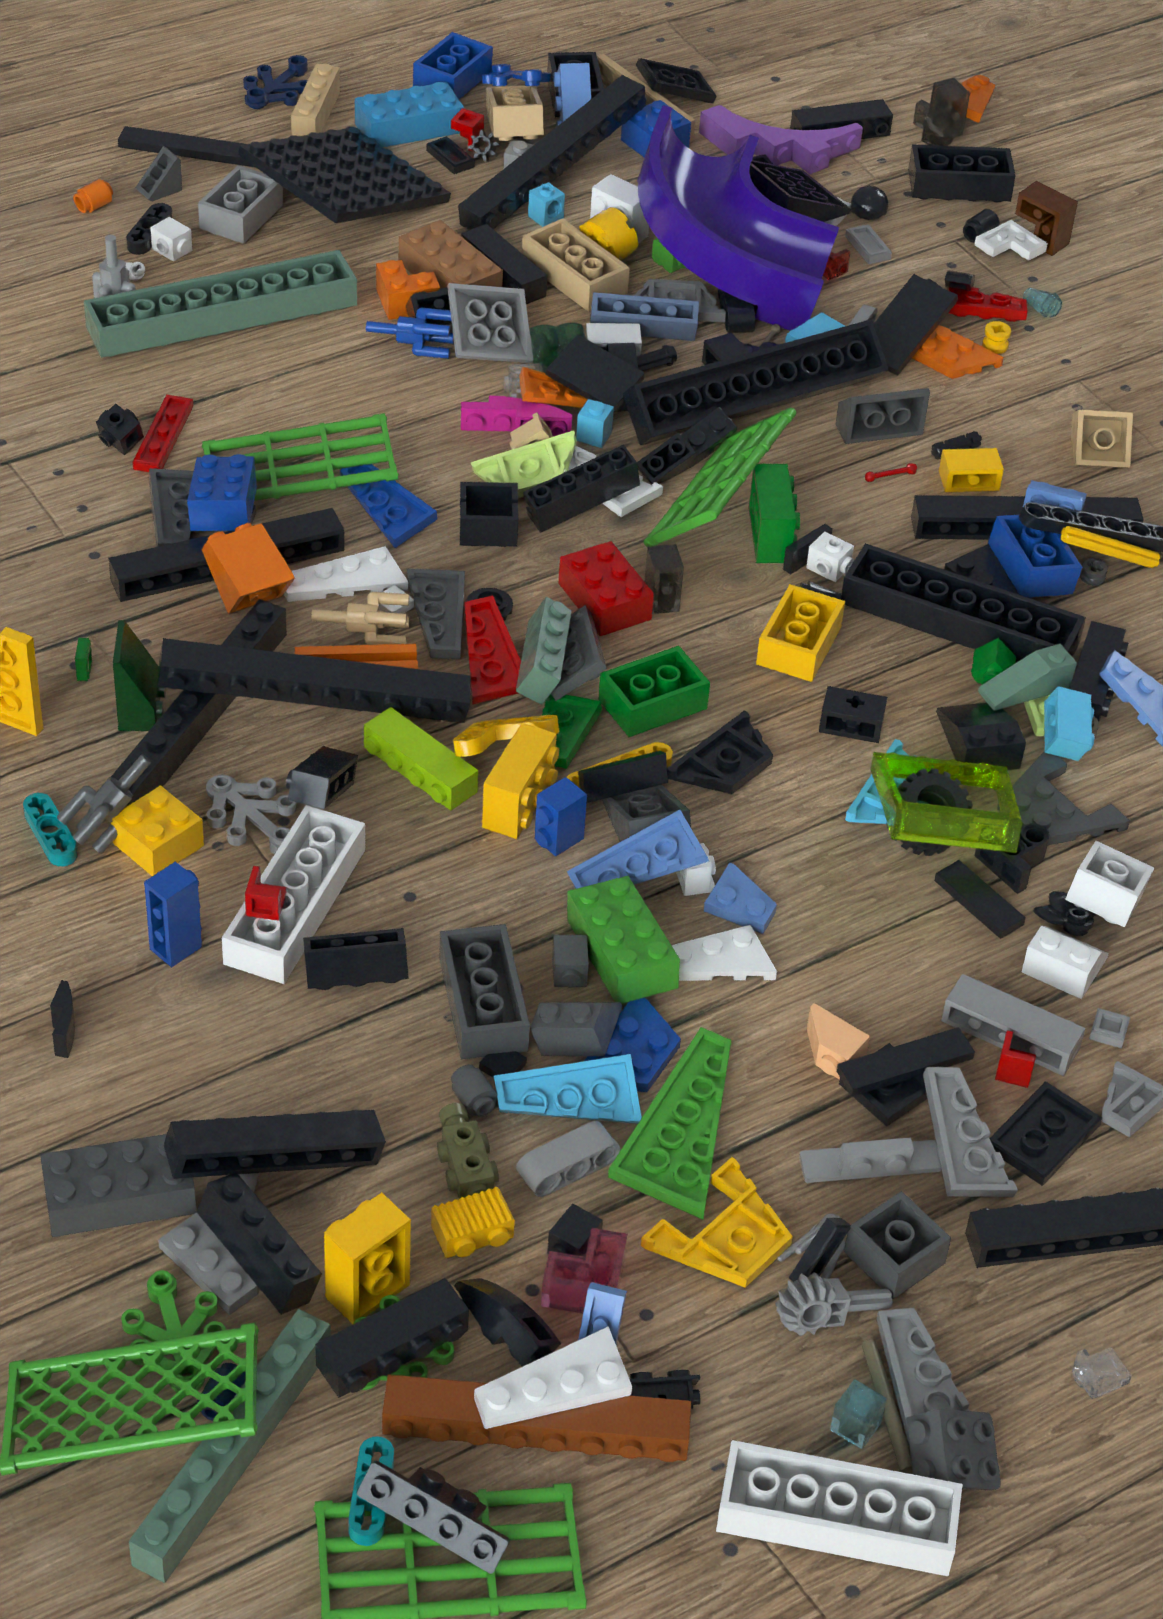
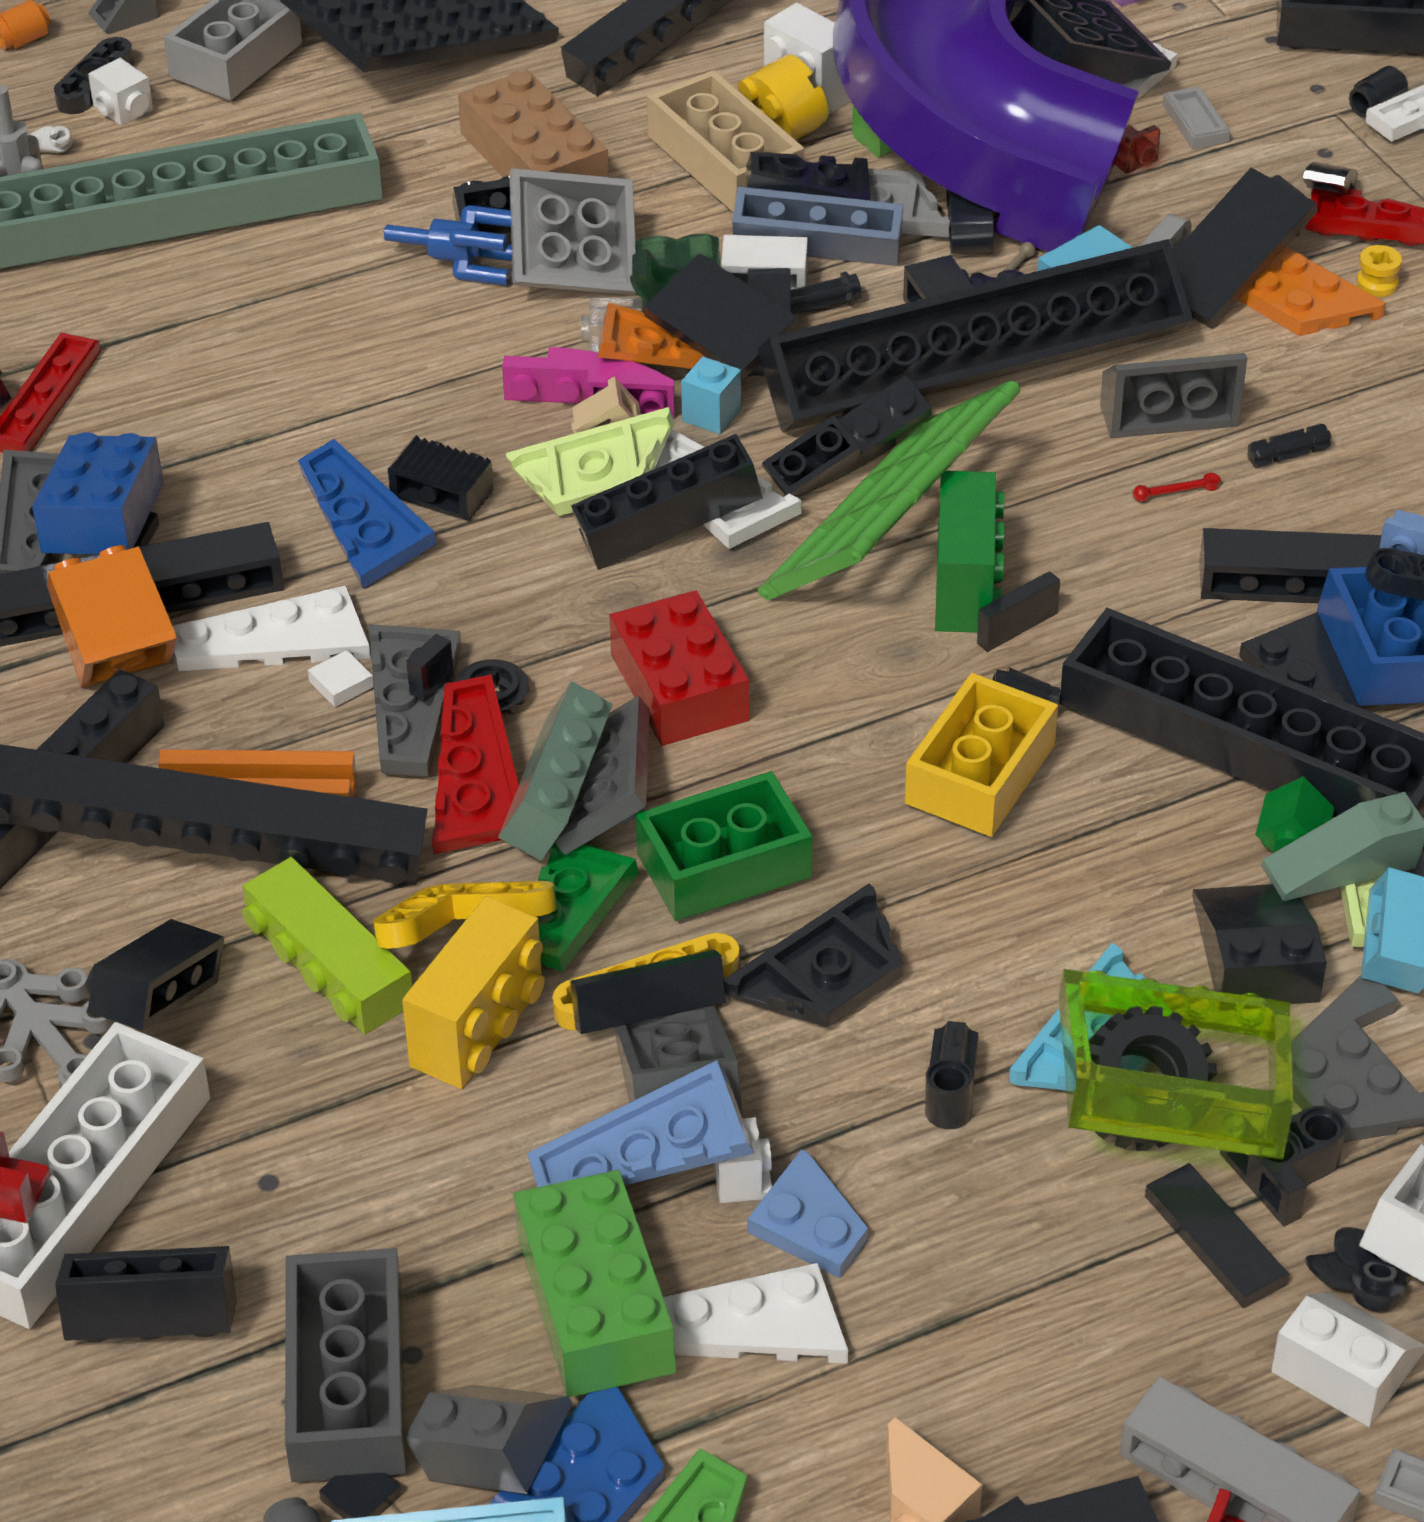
camera: 10 degrees right, 0 degrees up
(312, 449) = (279, 424): bright green door -> none
(369, 618) = (294, 705): tan plant -> none
(396, 286) = (444, 167): orange brick -> none
(433, 478) = (441, 478): none -> black brick
(453, 592) = (430, 667): none -> black plate
(488, 514) = (513, 539): black piece -> none
(517, 269) = (631, 145): black brick -> none
(546, 204) = (699, 47): medium azure brick -> none
(560, 816) = (528, 1058): blue brick -> none
(570, 961) = (502, 1314): dark grey brick -> none
(643, 285) = (795, 175): none -> black wing
(664, 577) = (771, 655): clear smoke brick -> none
(811, 817) = (951, 1075): none -> black piece
(830, 556) = (1050, 625): white brick -> none
(852, 714) = (1048, 897): black brick -> none
(869, 203) = (1206, 53): black hair -> none
(971, 470) = (1305, 487): yellow brick -> none

